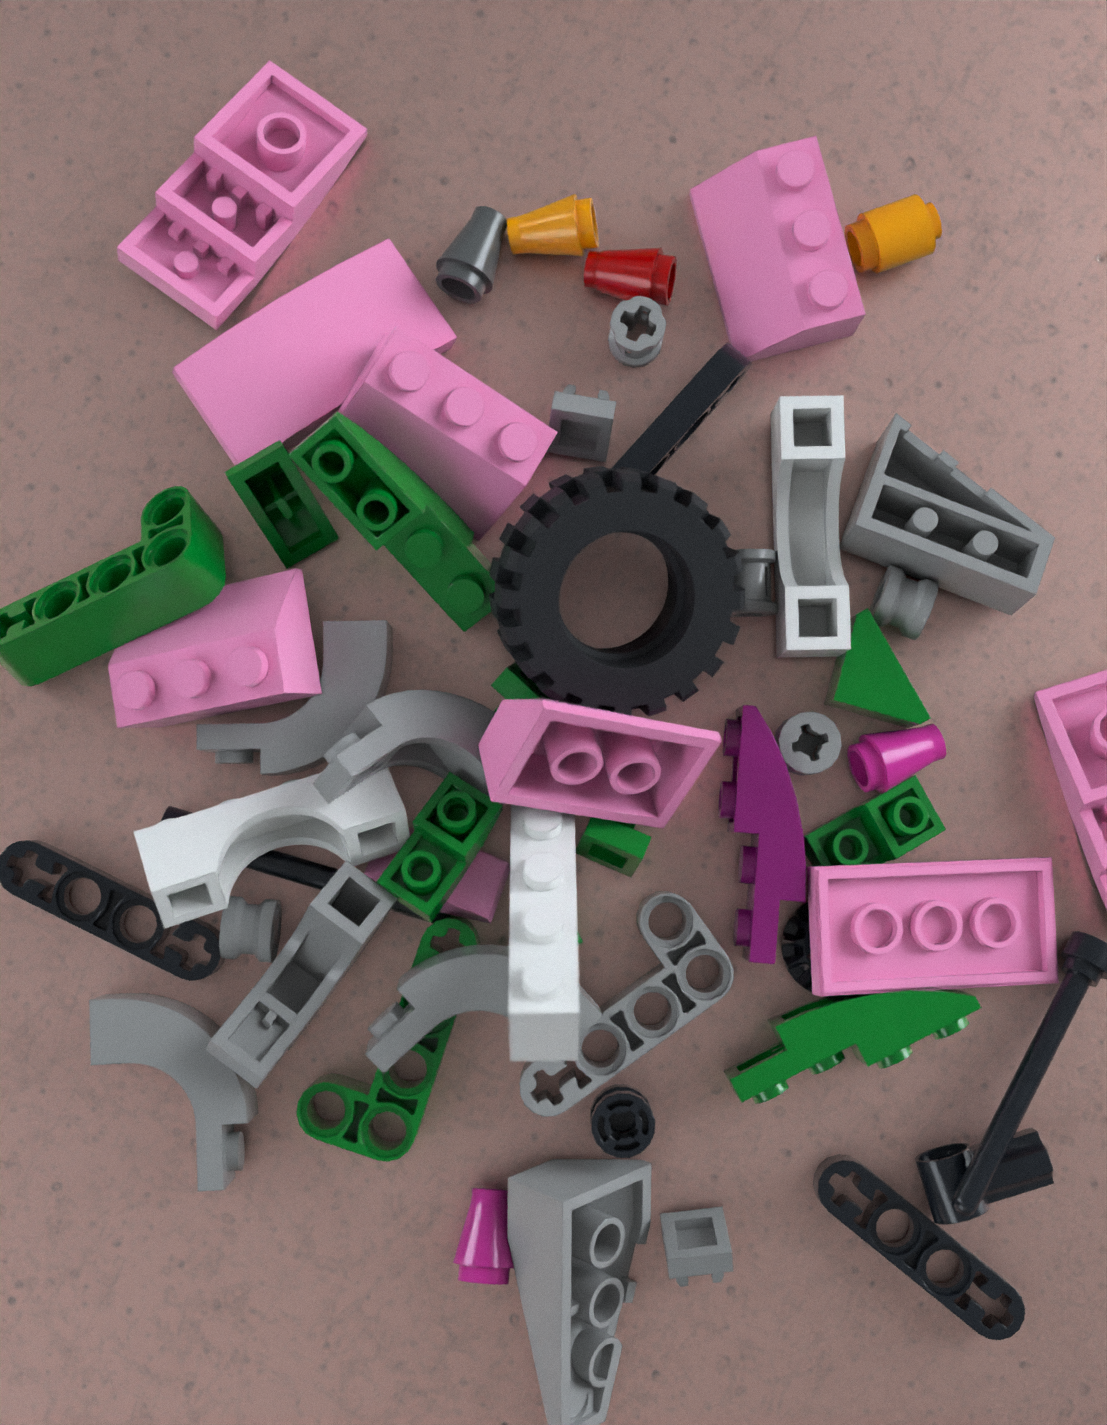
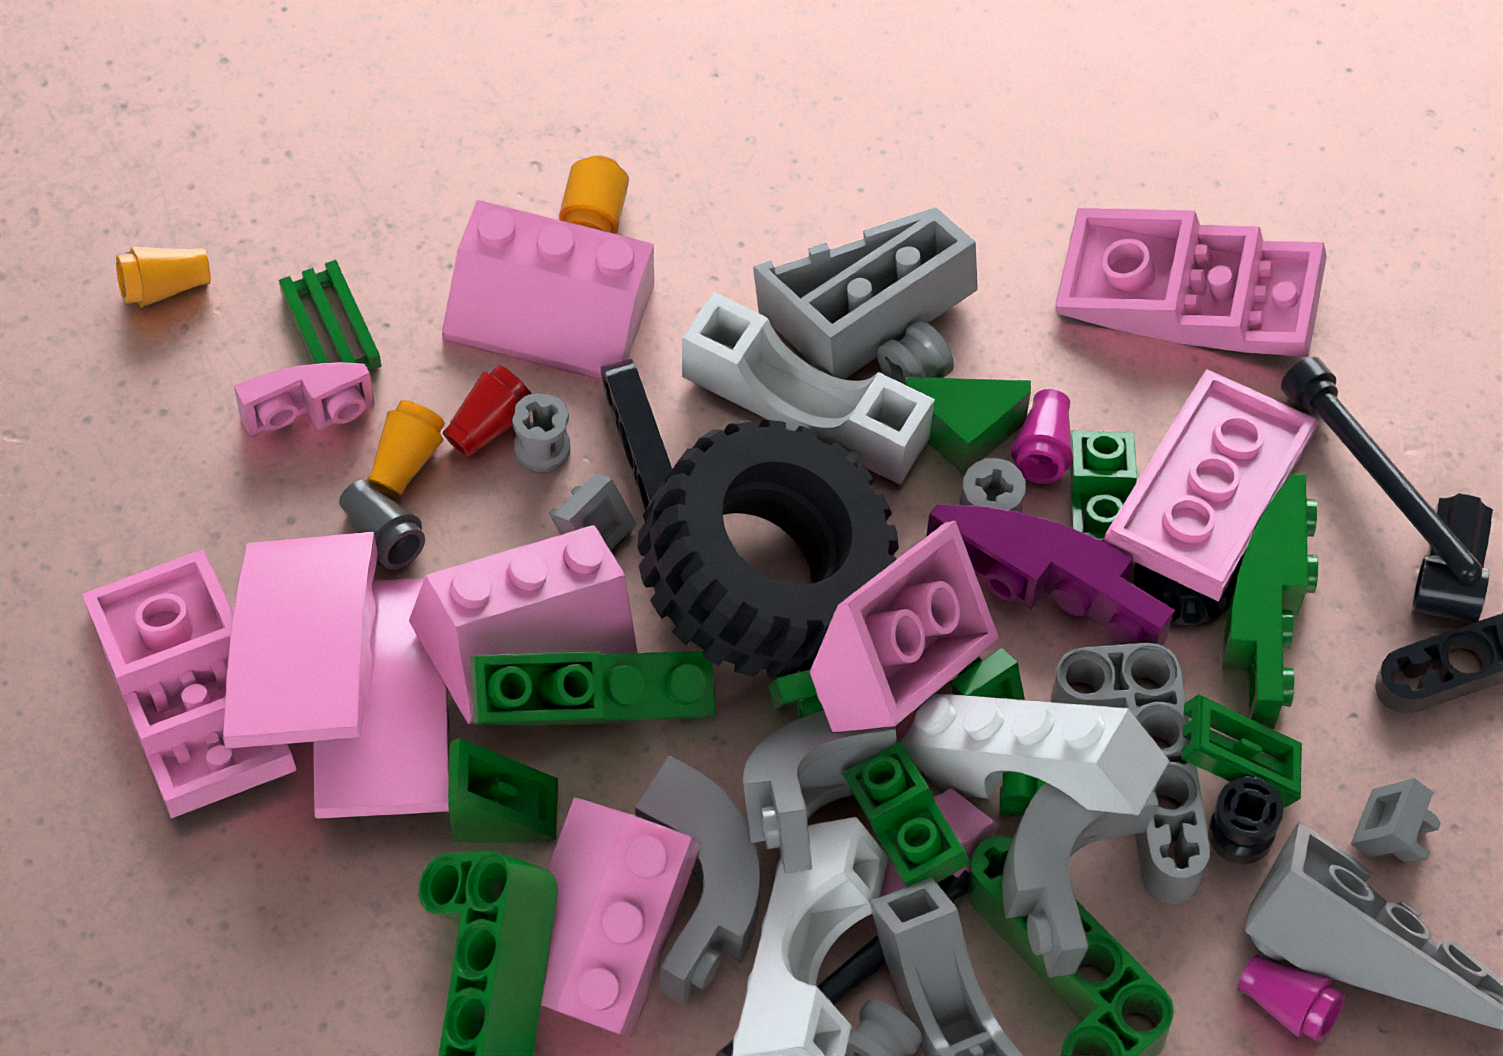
camera: 60 degrees left, 25 degrees down
(299, 262) = (301, 641): none -> bright pink slope
(563, 130) = (324, 390): none -> bright pink slope
(666, 1051) = (1241, 758): none -> green tile
(669, 52) = (313, 284): none -> green tile

